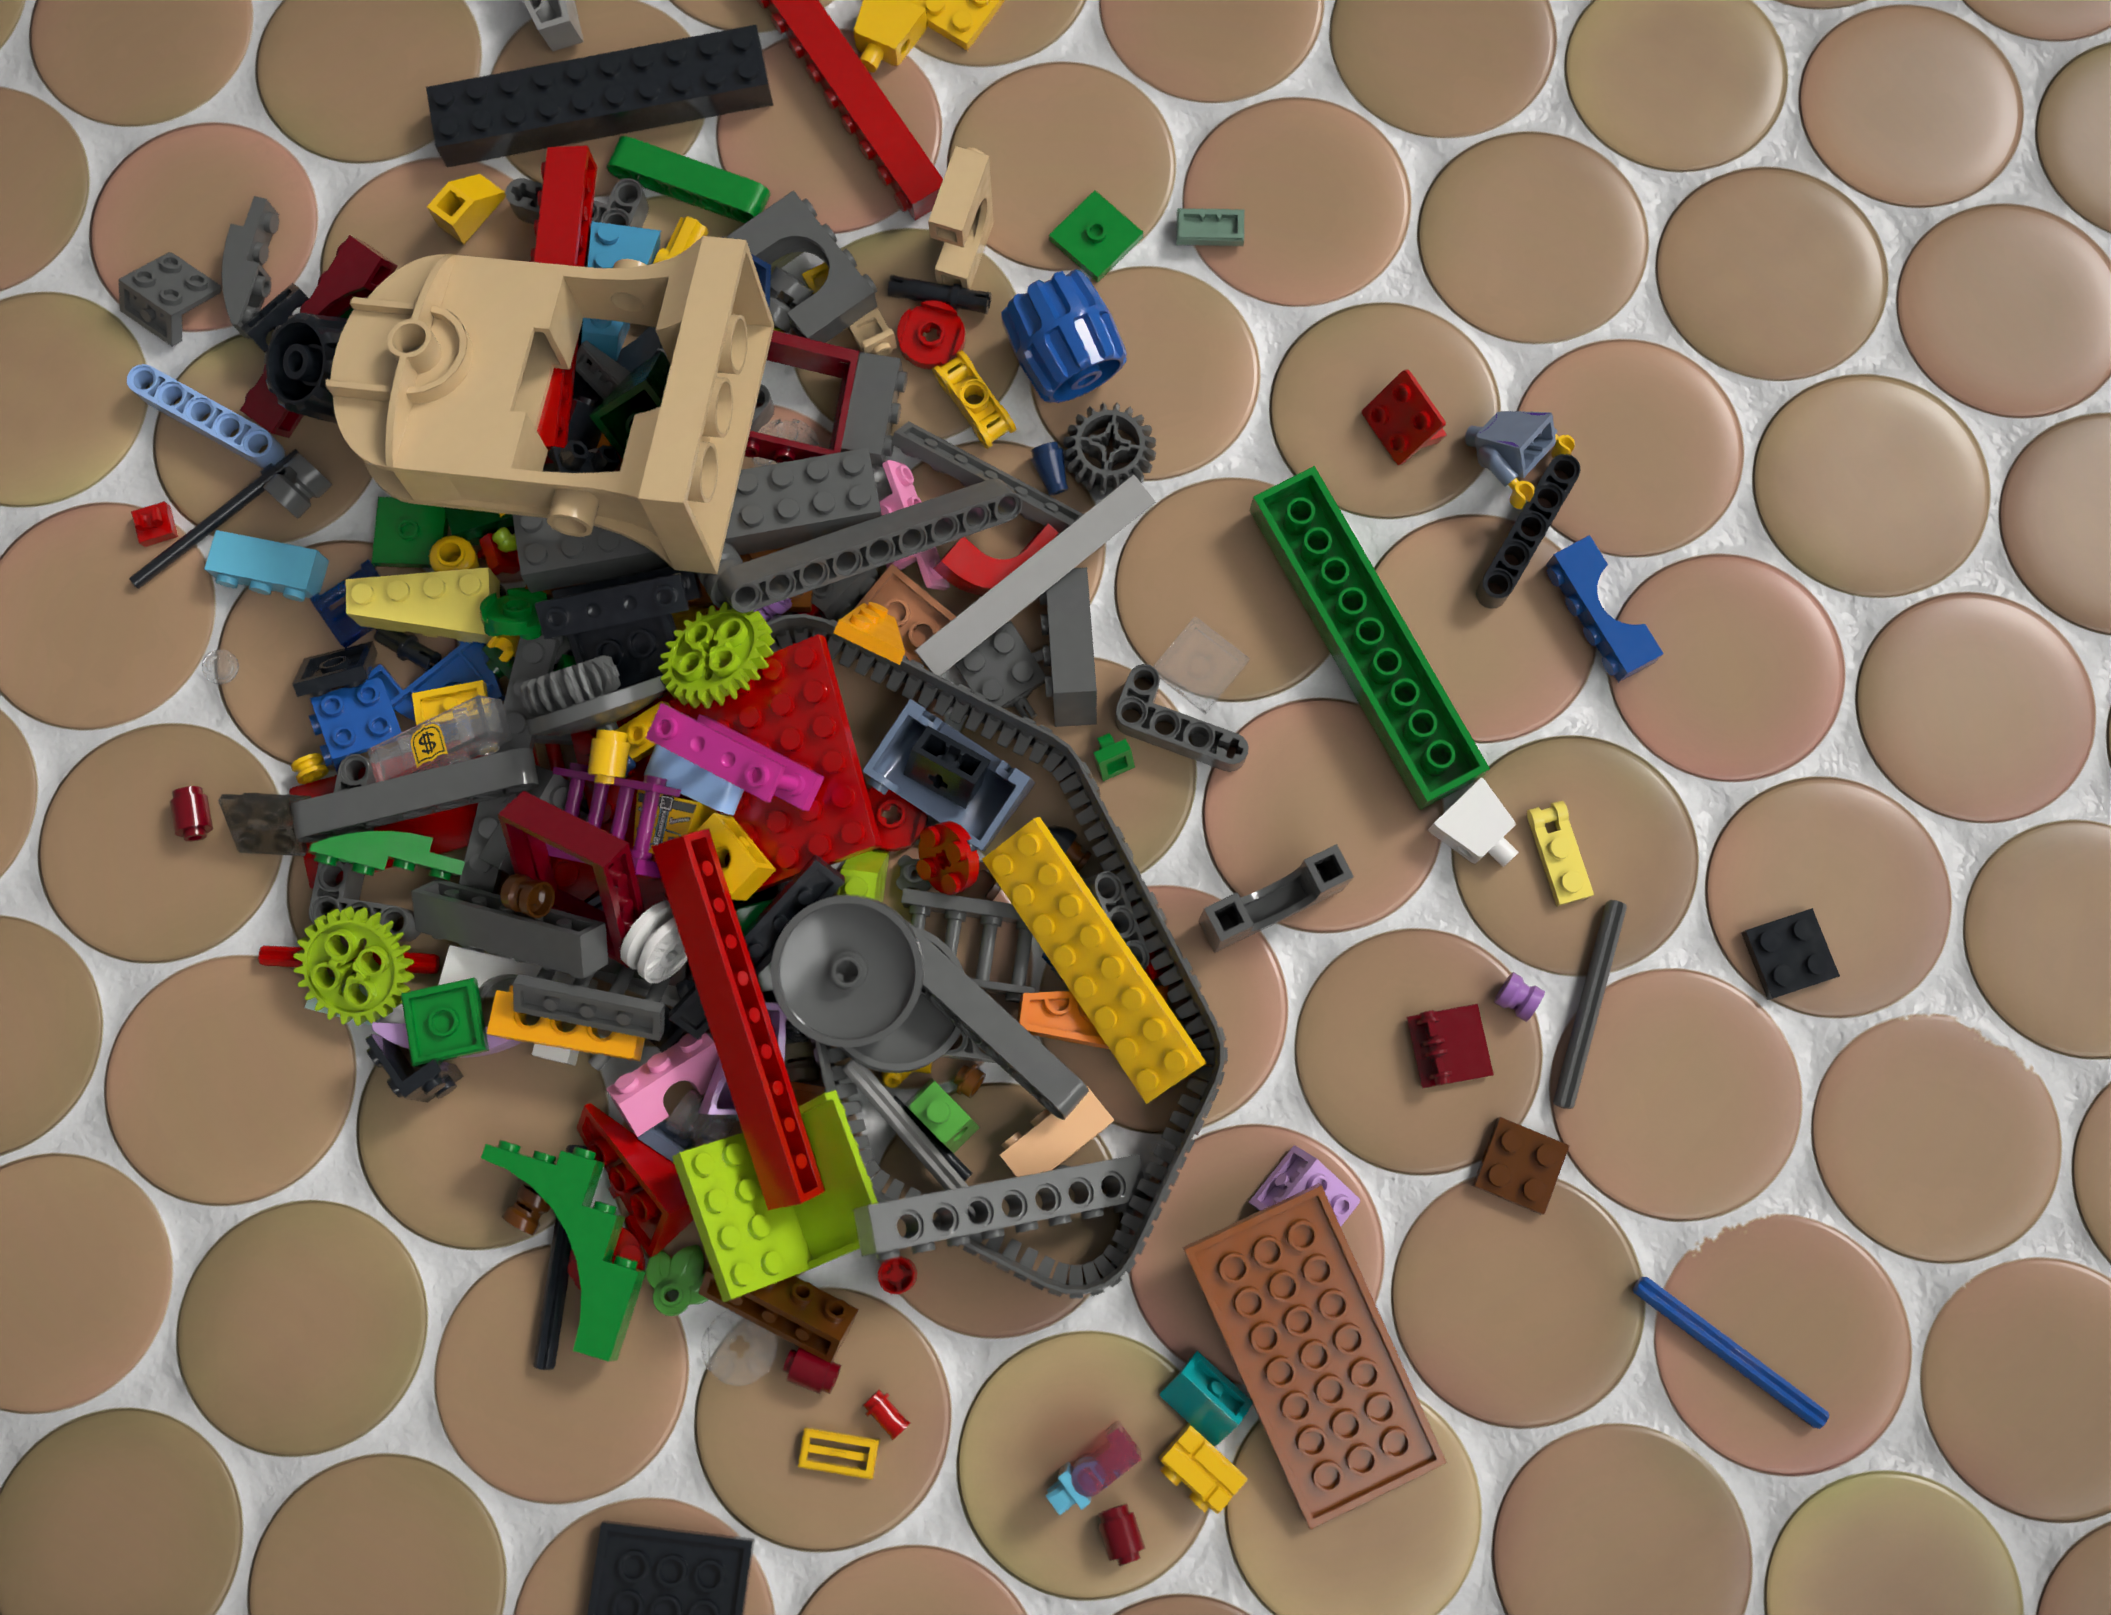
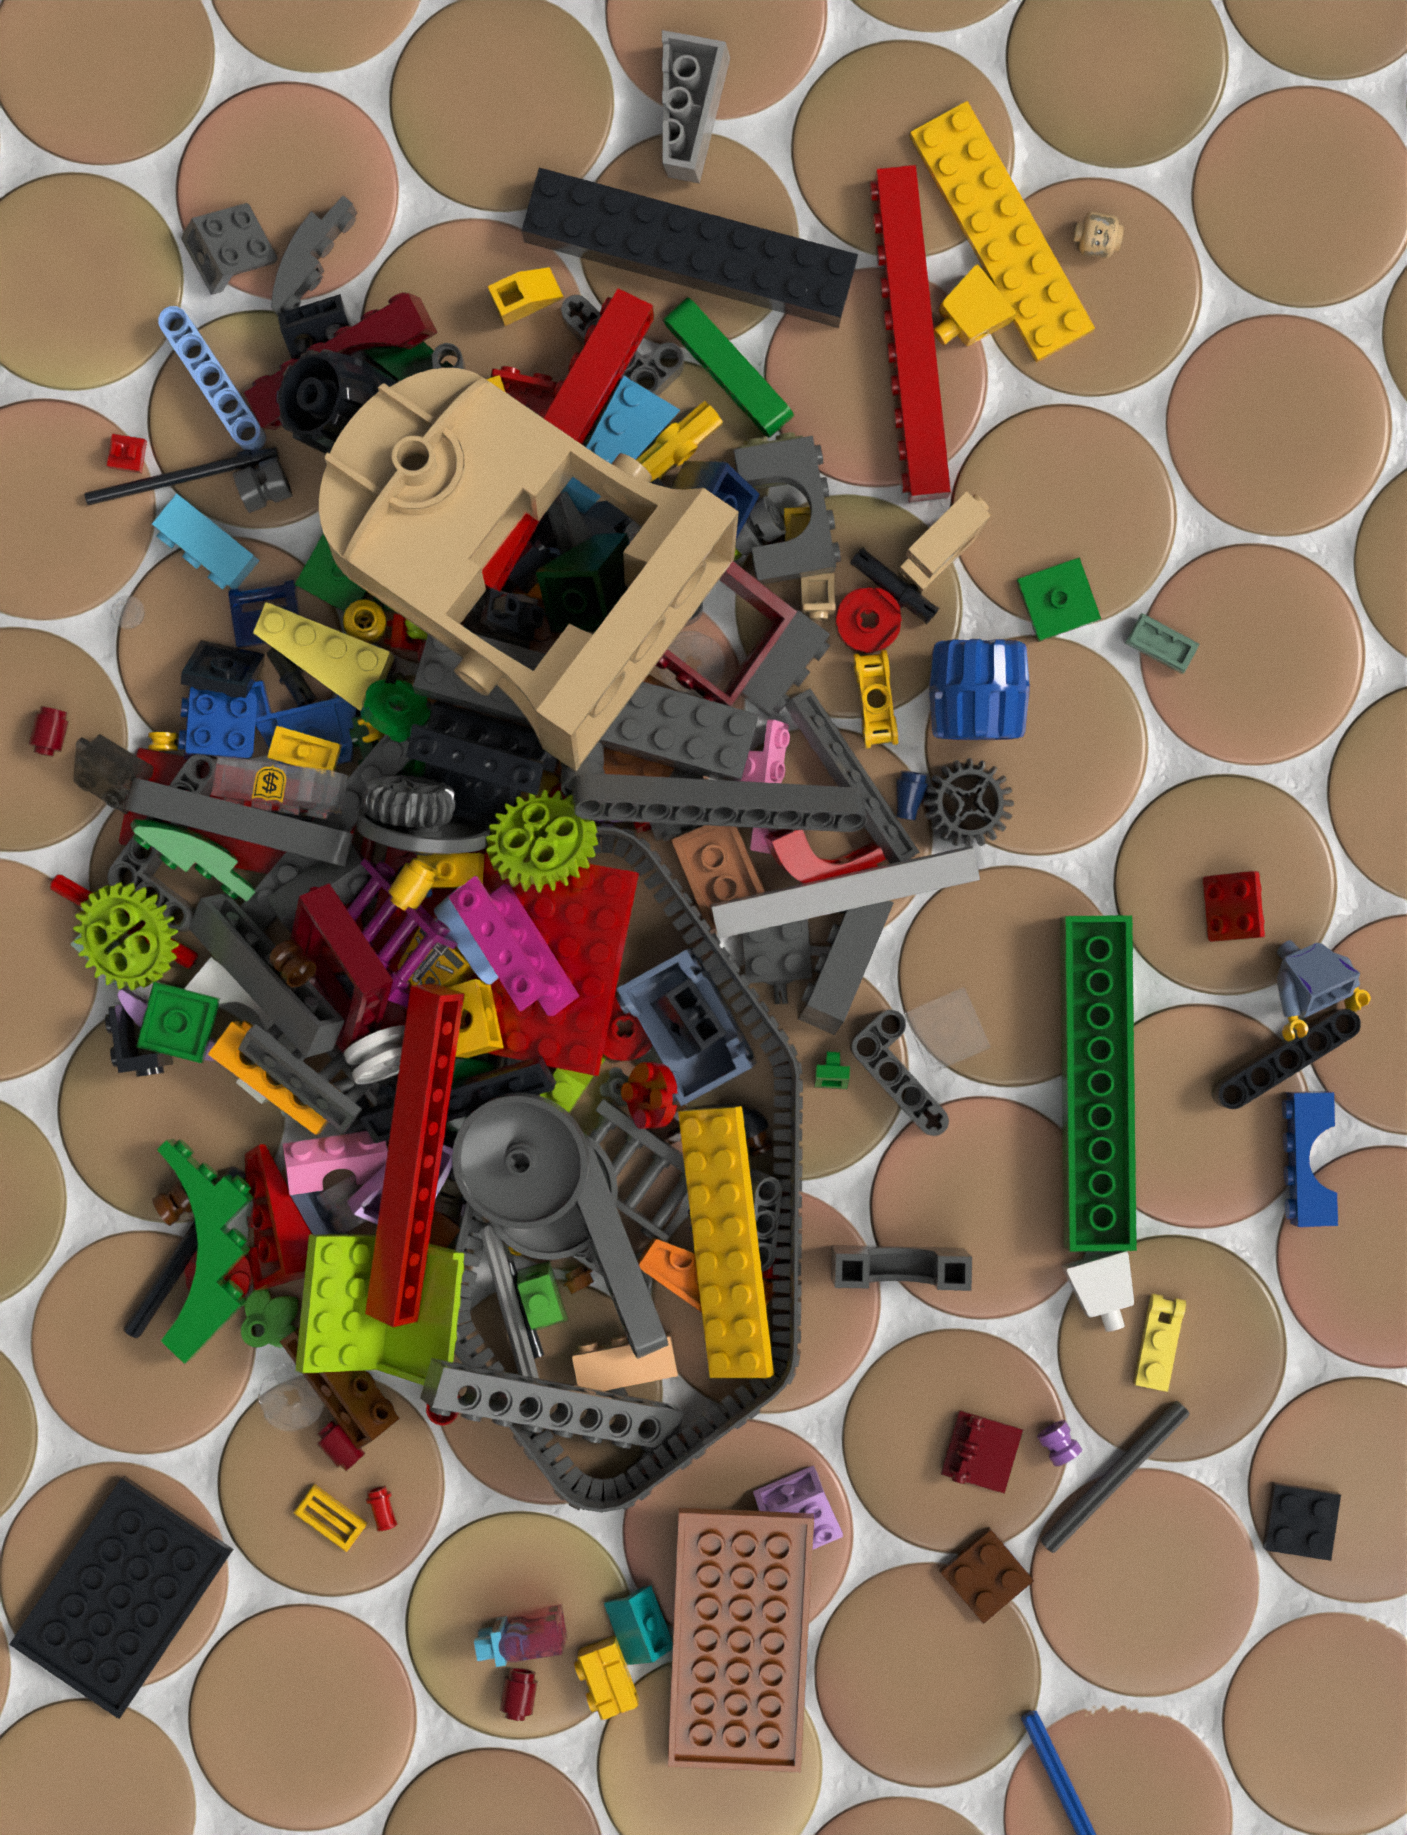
camera: 30 degrees right, 10 degrees up
(873, 630) = (683, 879): light orange wing -> none

